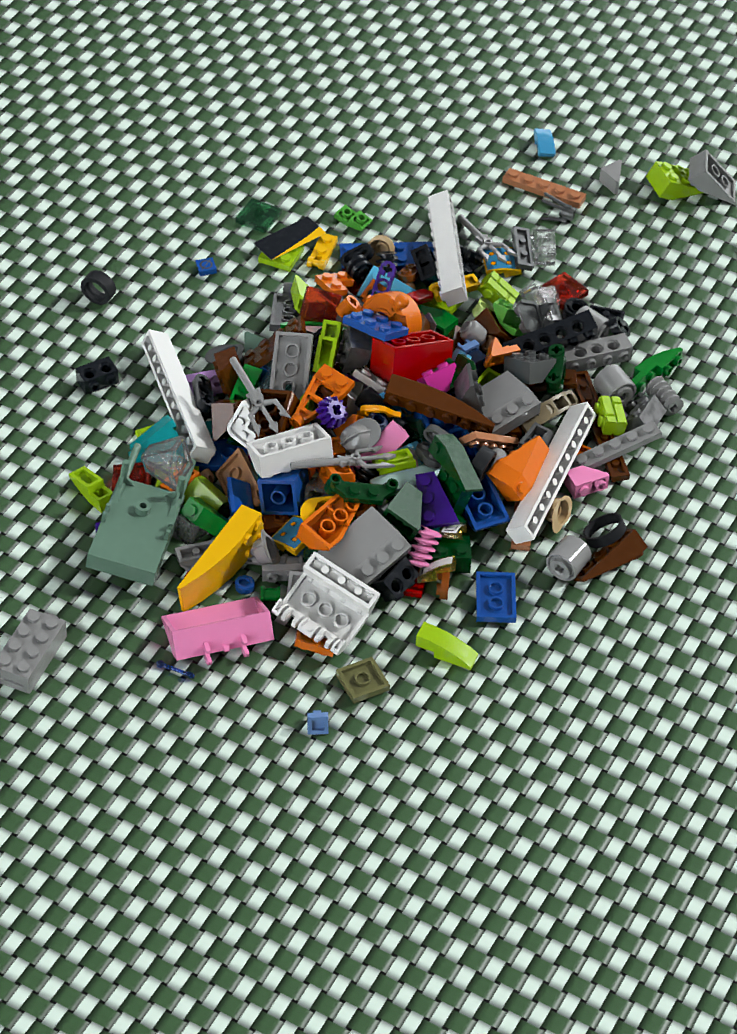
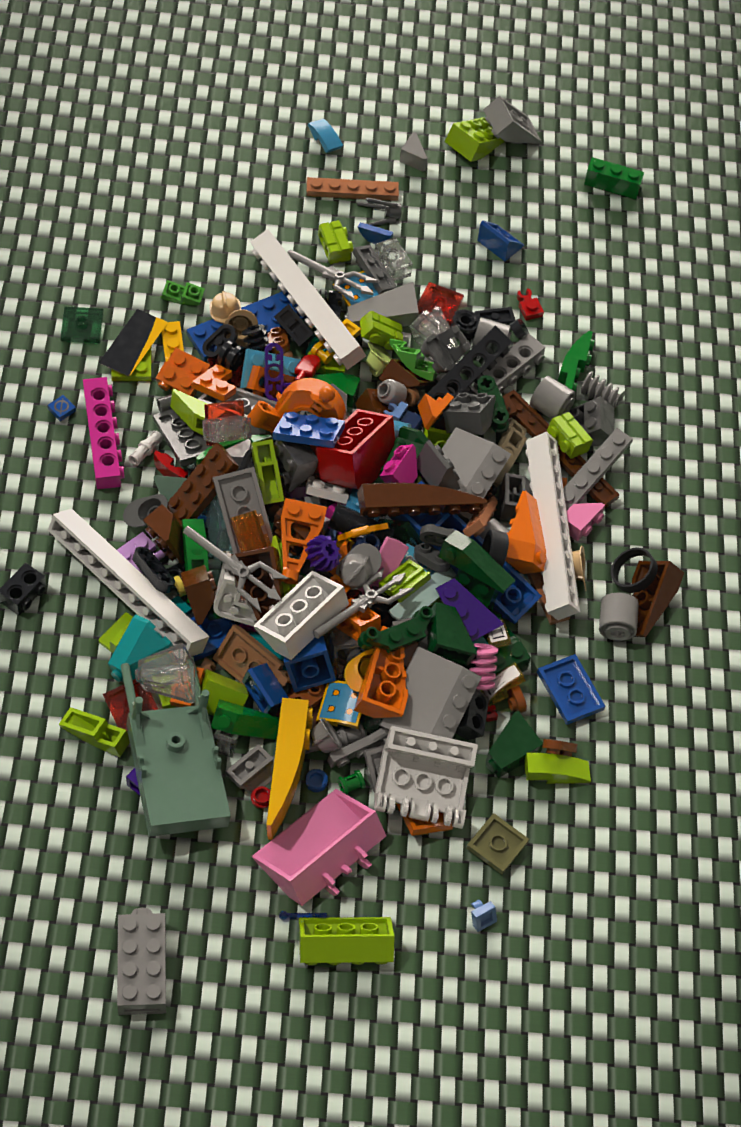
camera: 30 degrees left, 10 degrees up
(195, 697) = (346, 940): none -> lime slope
(226, 292) = (100, 419): none -> dark pink brick
(253, 314) = (145, 448): none -> white pin
(262, 328) = (166, 467): none -> red slope
(286, 378) = (249, 531): none -> clear orange brick
(313, 265) = (180, 372): none -> orange plate
(315, 309) = (226, 429): none -> clear brick
(379, 229) = (223, 305): none -> tan piece
(409, 618) = (512, 745): none -> dark green slope
(453, 627) = (559, 747): none -> dark orange plate
(502, 219) = (335, 242): none -> lime brick
(517, 275) = (395, 304): none -> light grey slope
(539, 222) = (374, 234): none -> blue tile
(643, 317) = (529, 307): none -> red plate
(646, 260) = (498, 240): none -> blue slope

